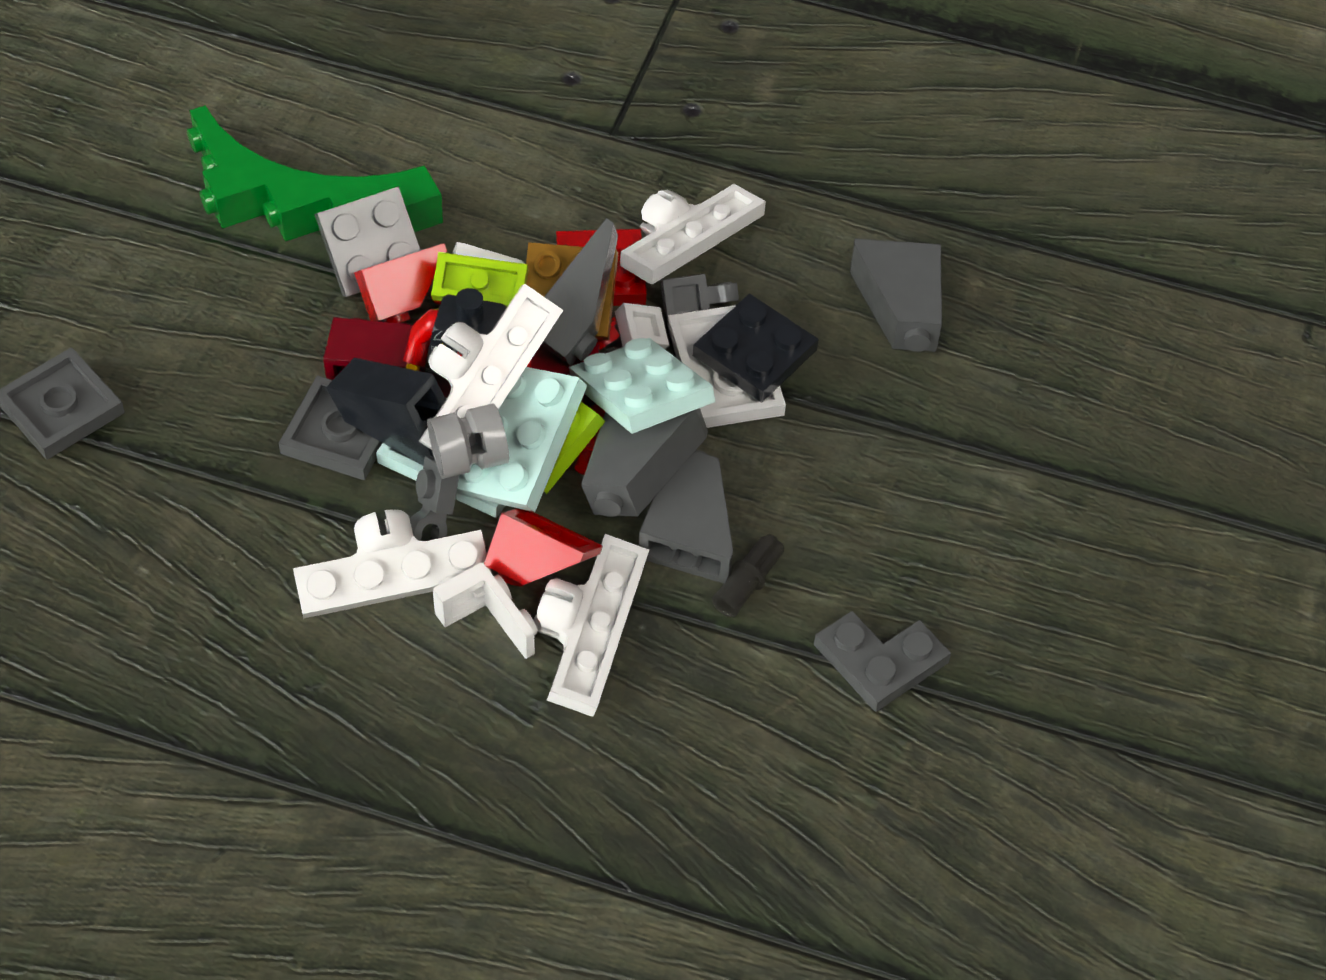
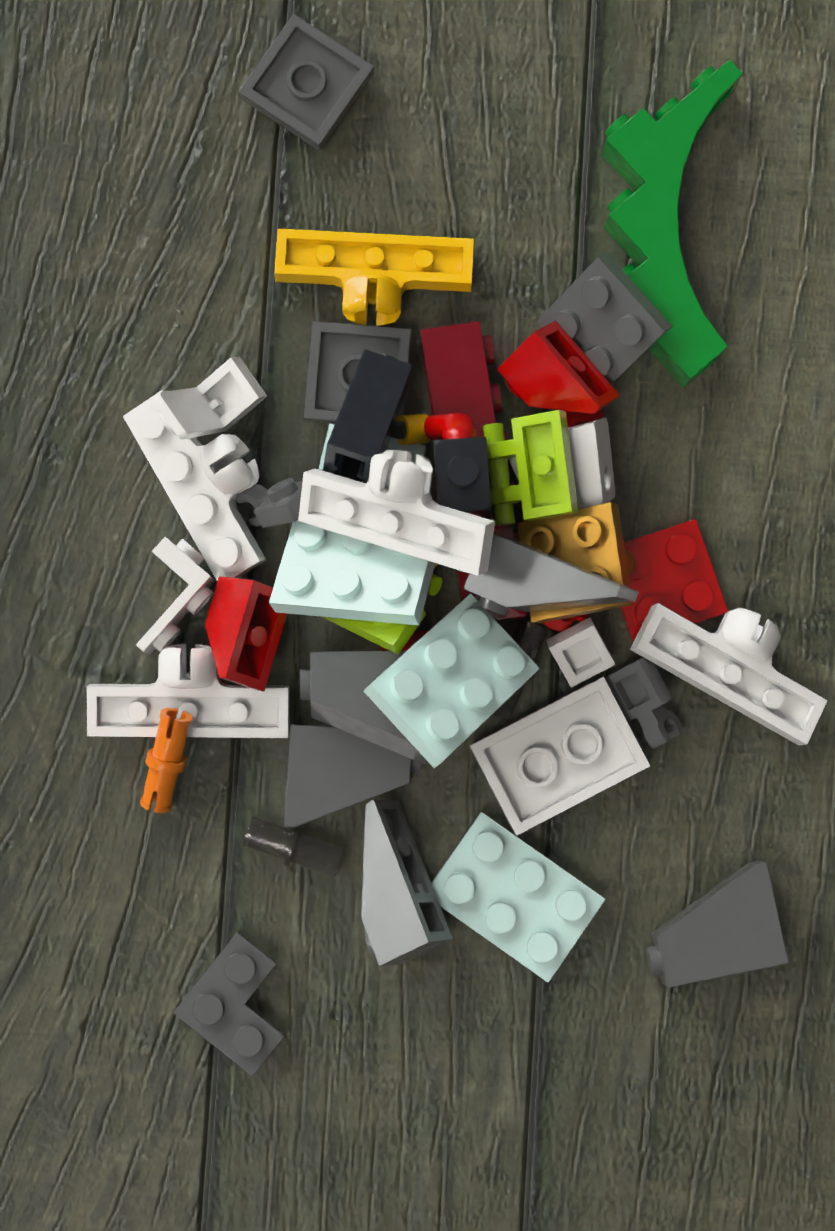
camera: 75 degrees right, 30 degrees up
(249, 392) = (373, 267): none -> yellow plate
(319, 527) = (212, 404): none -> white bracket
(451, 443) = (301, 522): light grey wheel -> none
(640, 645) = (166, 760): none -> orange pin
(755, 347) = (579, 785): black plate -> none
(820, 496) = (397, 894): none -> slope
(836, 429) = (515, 897): none -> light aqua plate

